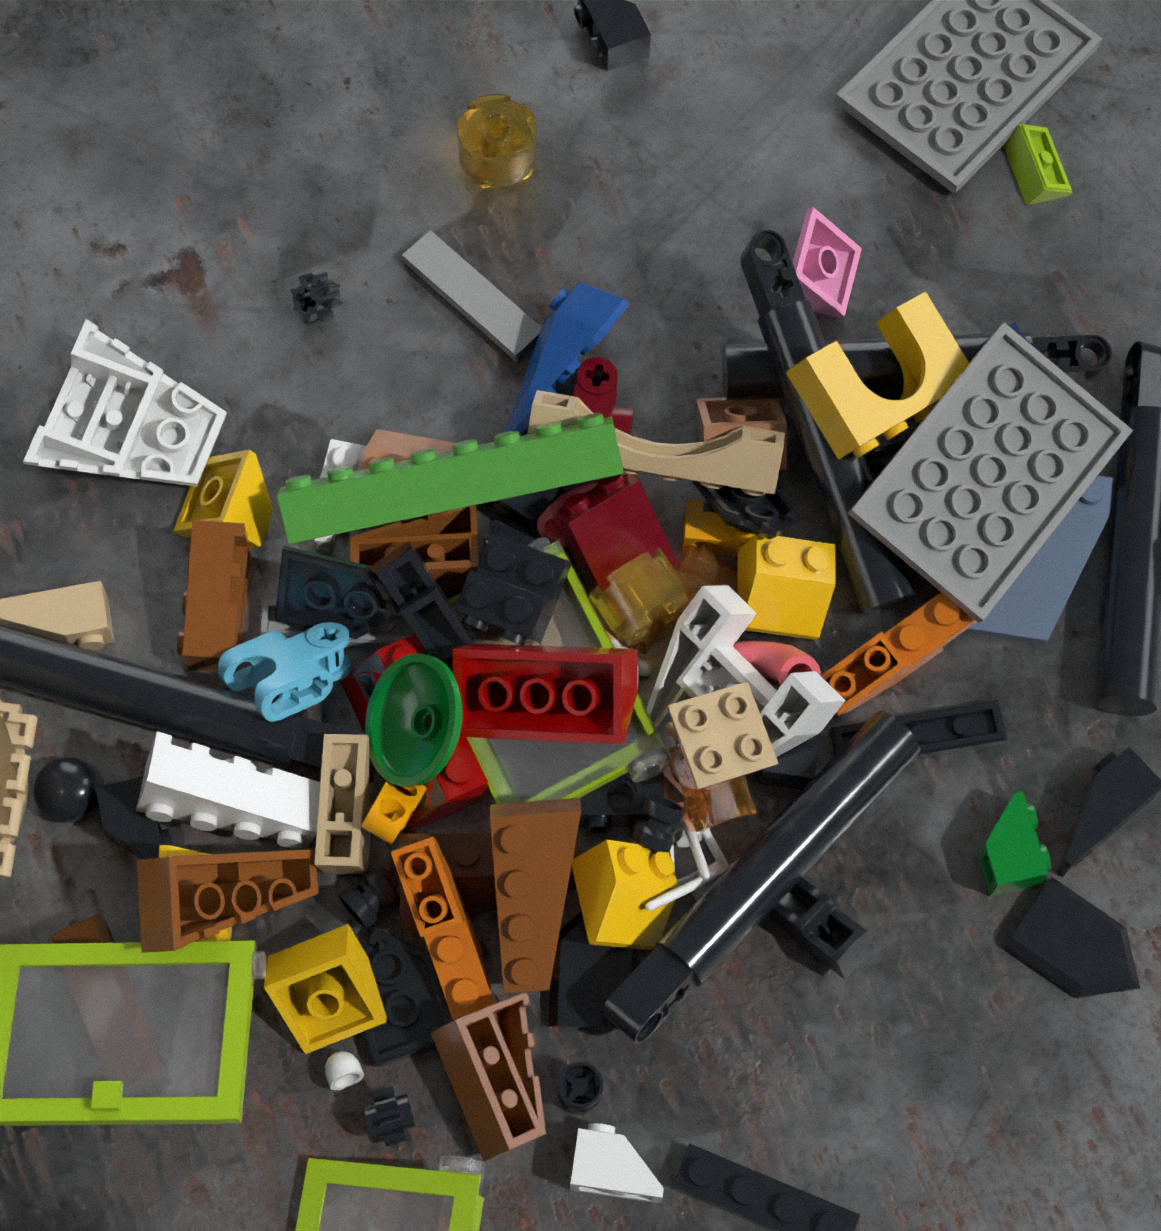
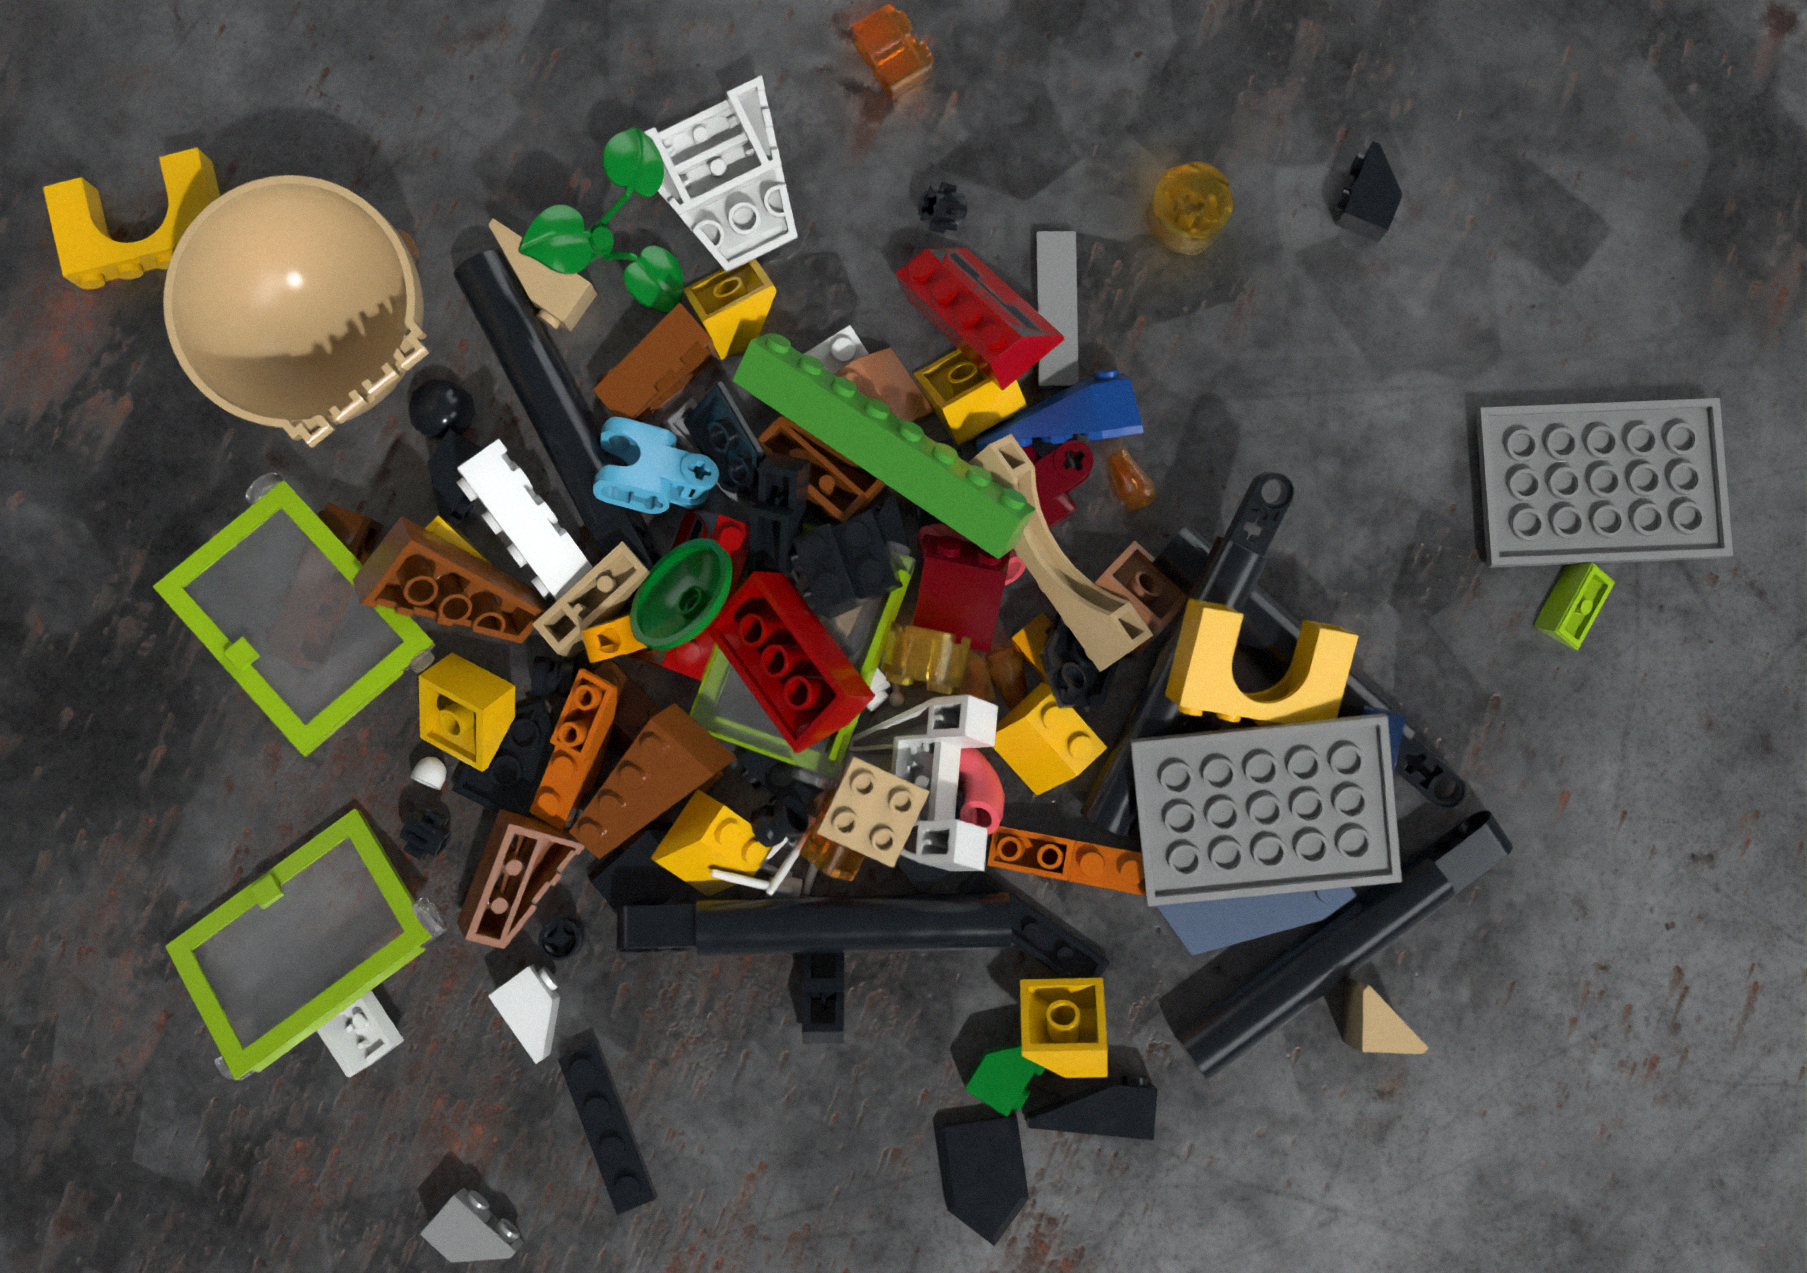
camera: 50 degrees right, 15 degrees up
(66, 555) = (563, 245): none -> green plant
(164, 227) = (892, 51): none -> clear orange brick
(421, 340) = (977, 312): none -> red slope
(469, 398) = (966, 397): none -> yellow slope
(653, 359) = (1132, 484): none -> clear orange cone
(825, 264) = (1326, 531): bright pink slope -> none
(1020, 761) = (1065, 1025): none -> yellow slope

